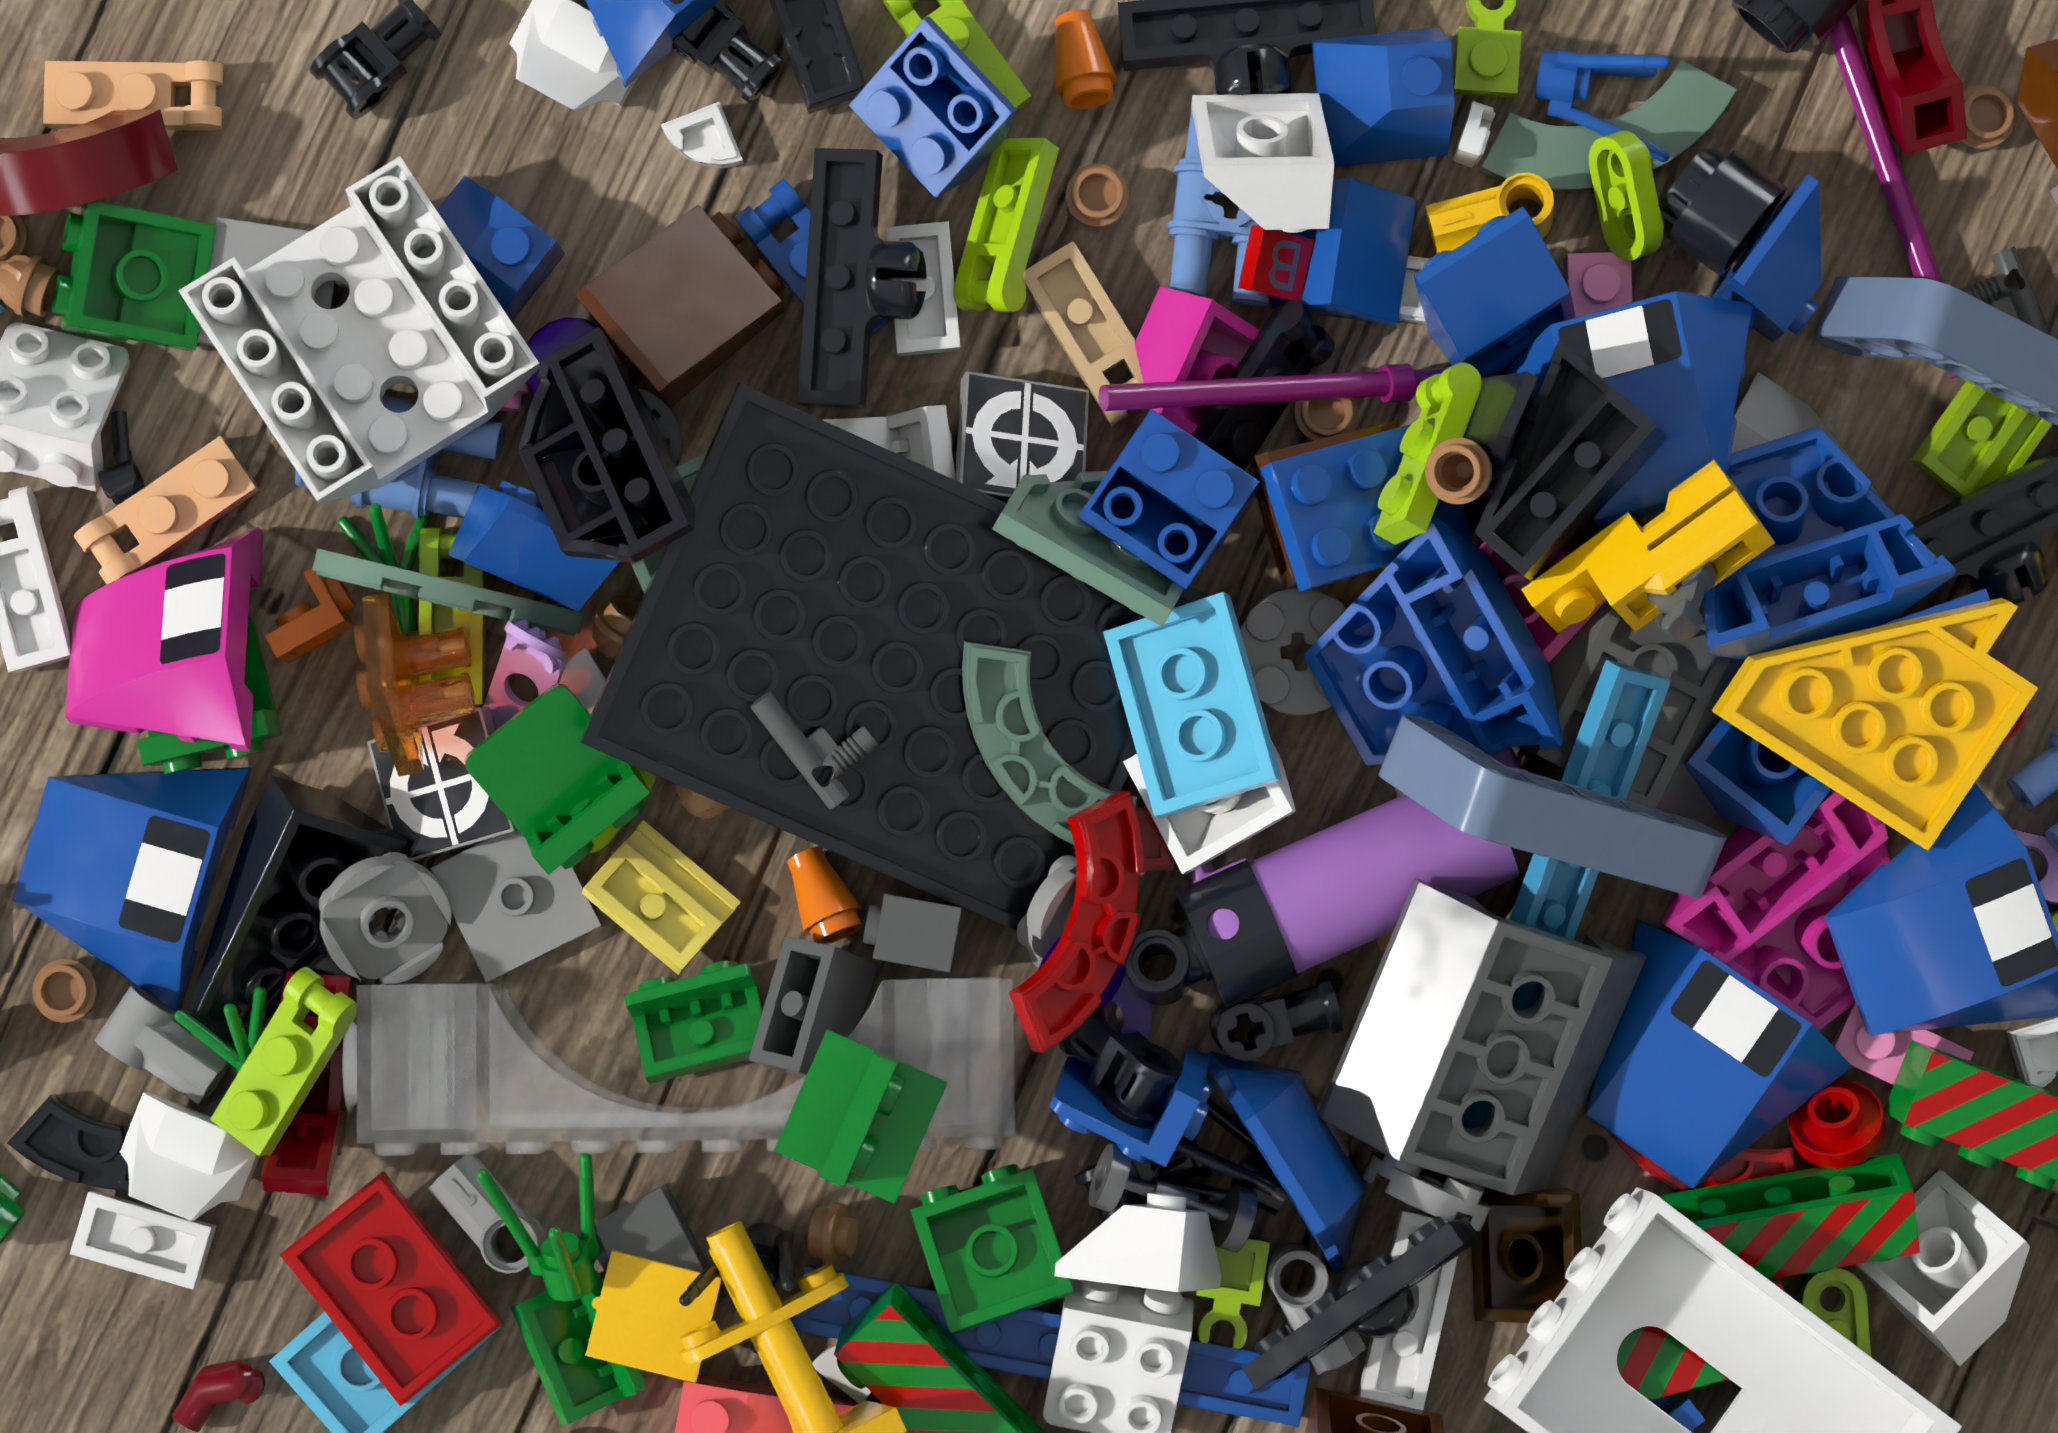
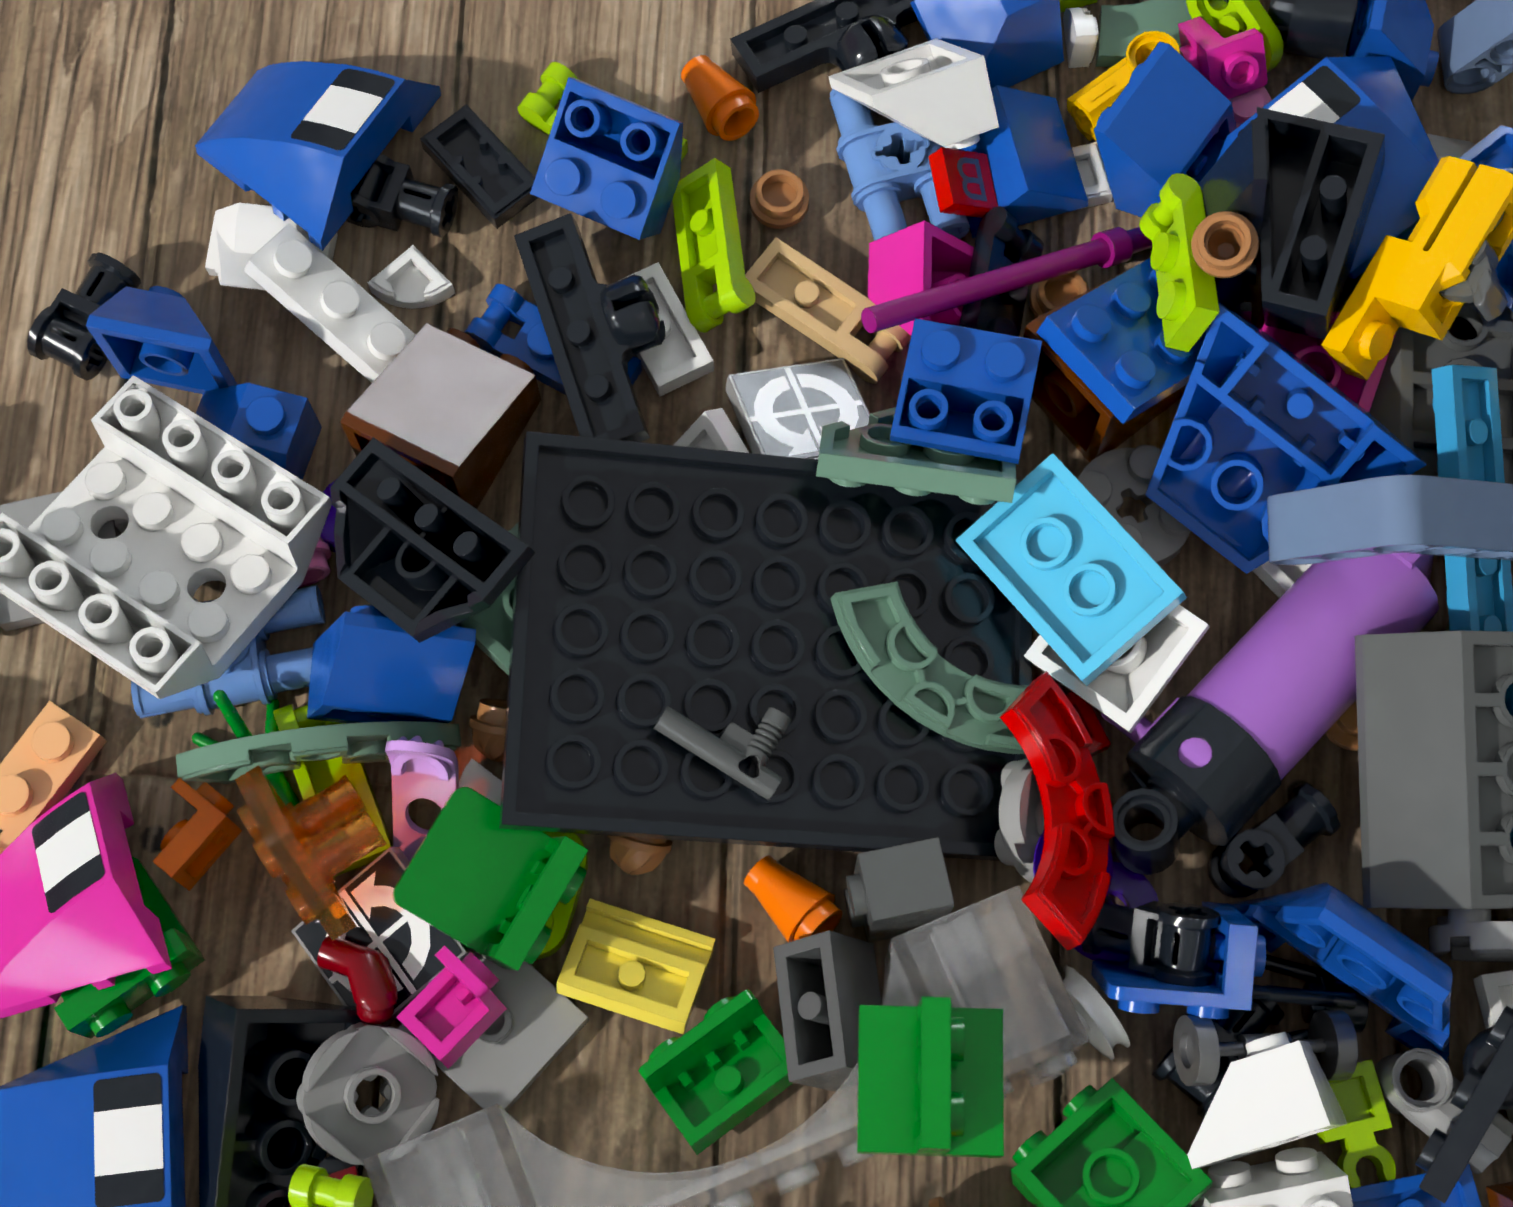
camera: 20 degrees left, 15 degrees down
(420, 815) = (368, 975): none -> dark red arm
(443, 112) = (158, 340): none -> blue slope
(483, 876) = (453, 1007): none -> dark pink bracket
(617, 145) = (329, 302): none -> white plate
(1039, 1103) = (1095, 1014): none -> white piece
(1591, 243) = (1229, 63): none -> dark pink bracket

